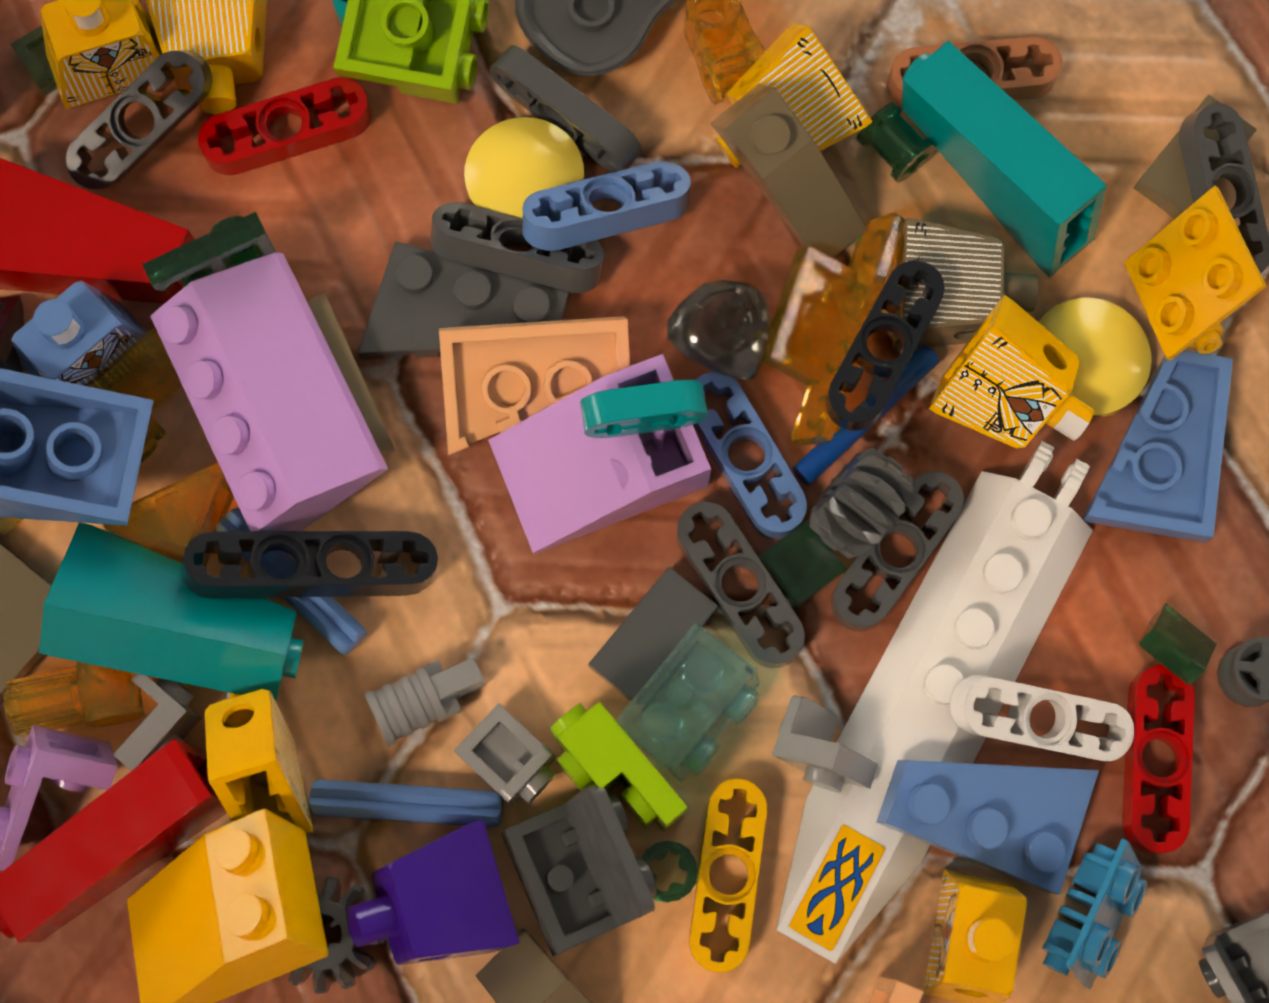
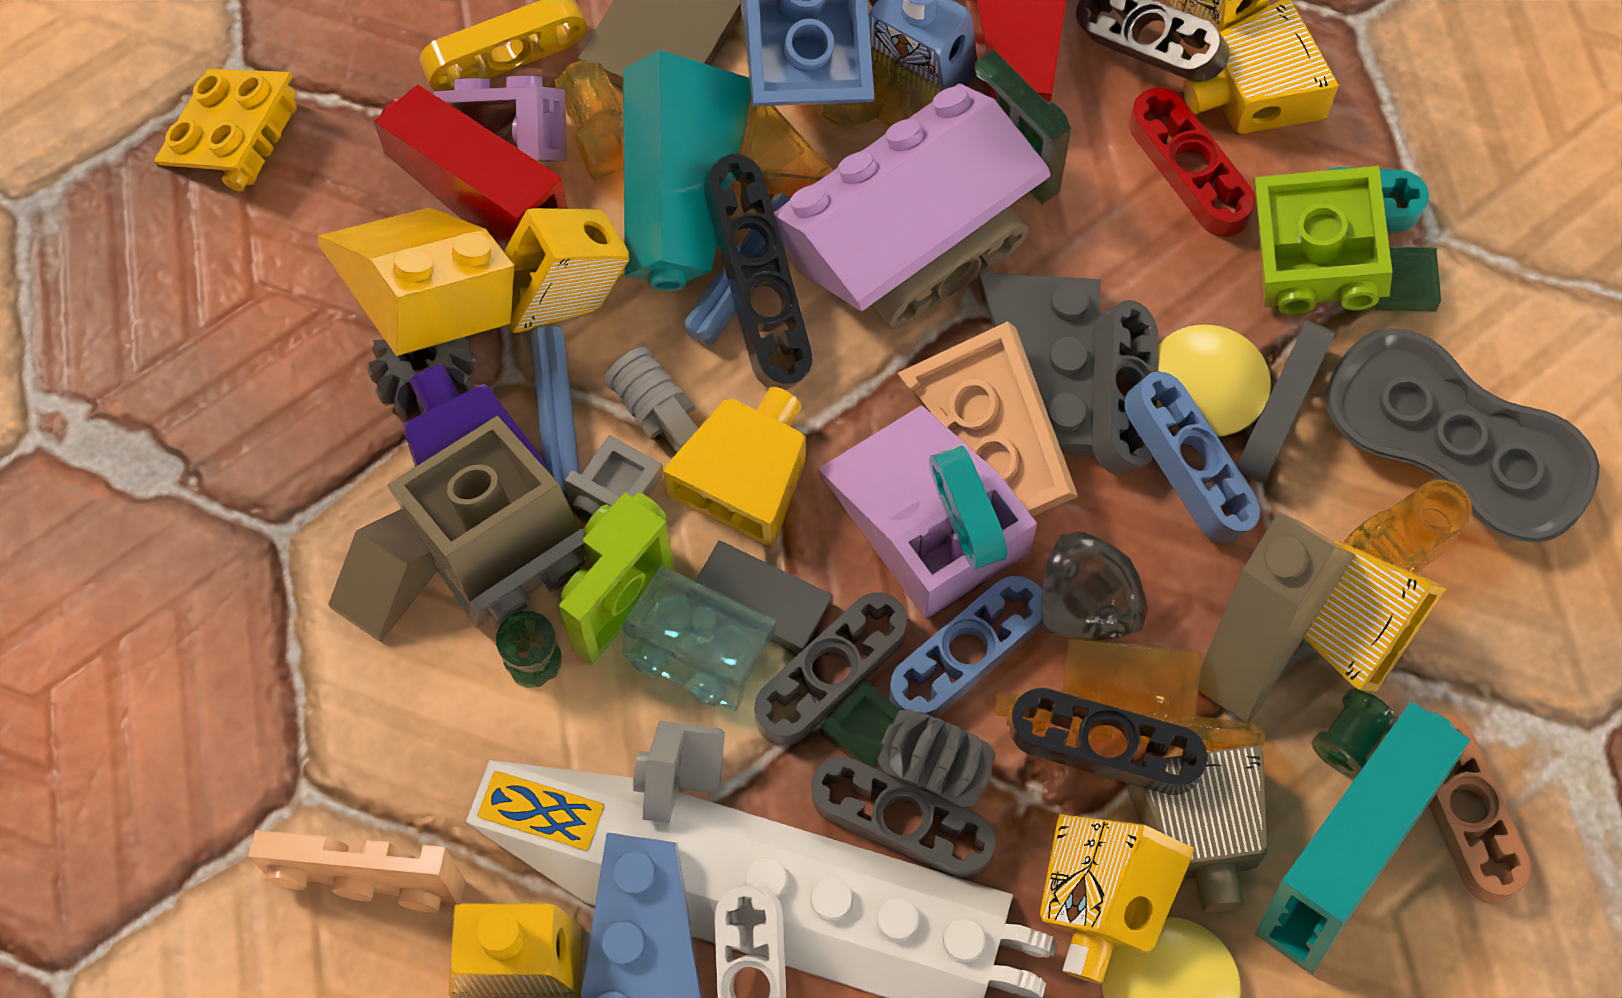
camera: 80 degrees right, 10 degrees down
(168, 720) = (589, 190): light grey bracket -> none
(516, 621) = (742, 465): none -> yellow torso
(526, 888) = (484, 507): none -> dark tan slope
(749, 827) = (490, 728): yellow beam -> none
(826, 453) = (1067, 778): blue bar -> none

